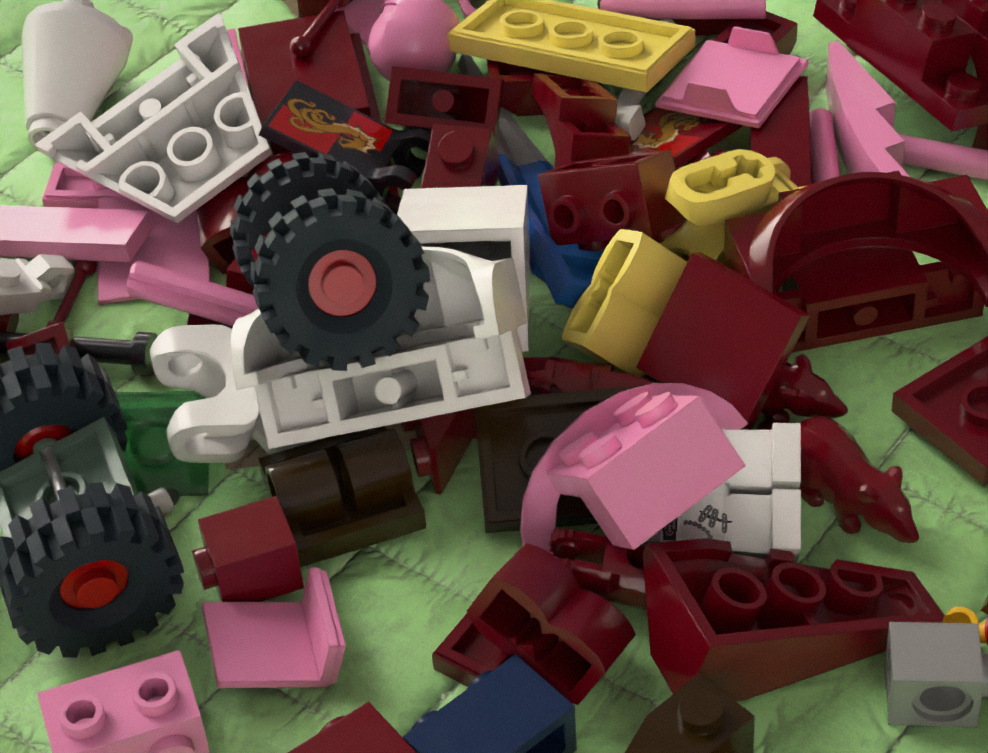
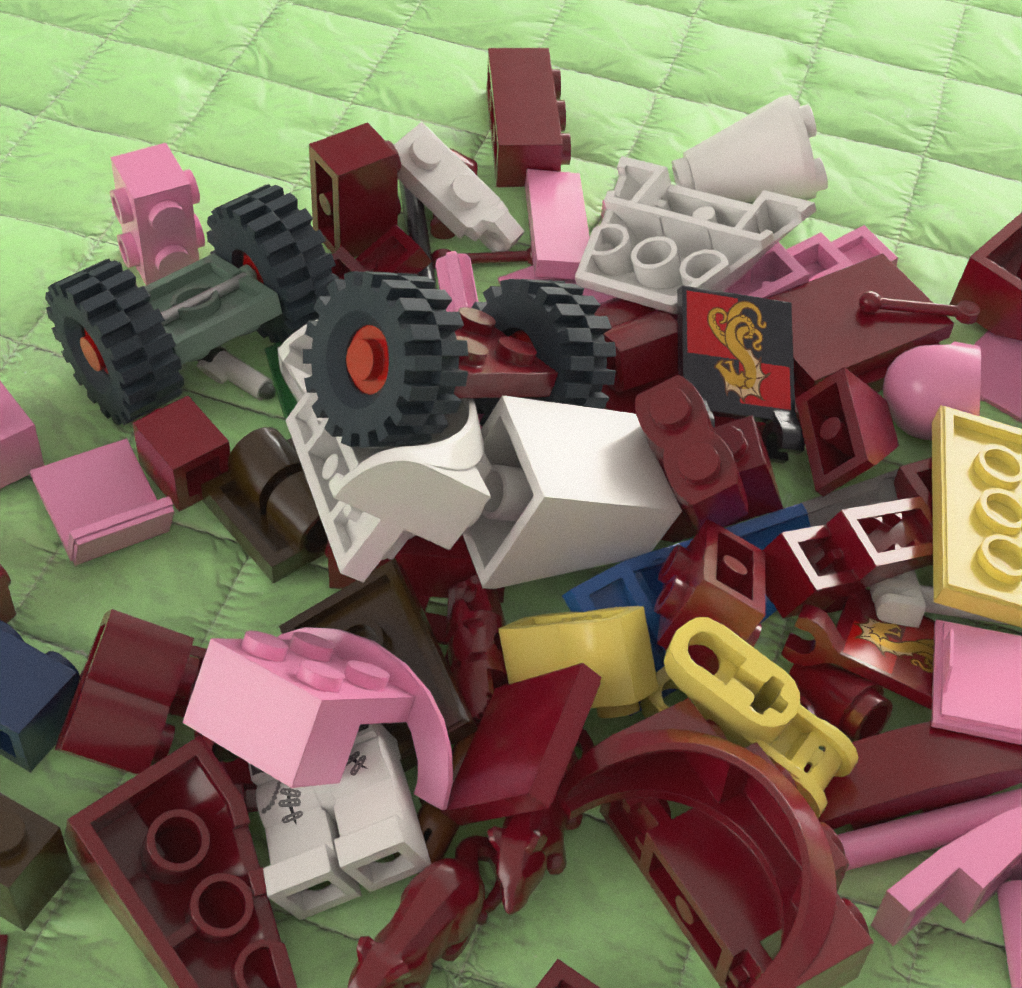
camera: 65 degrees right, 5 degrees up
(471, 153) = (691, 453): none -> dark red brick

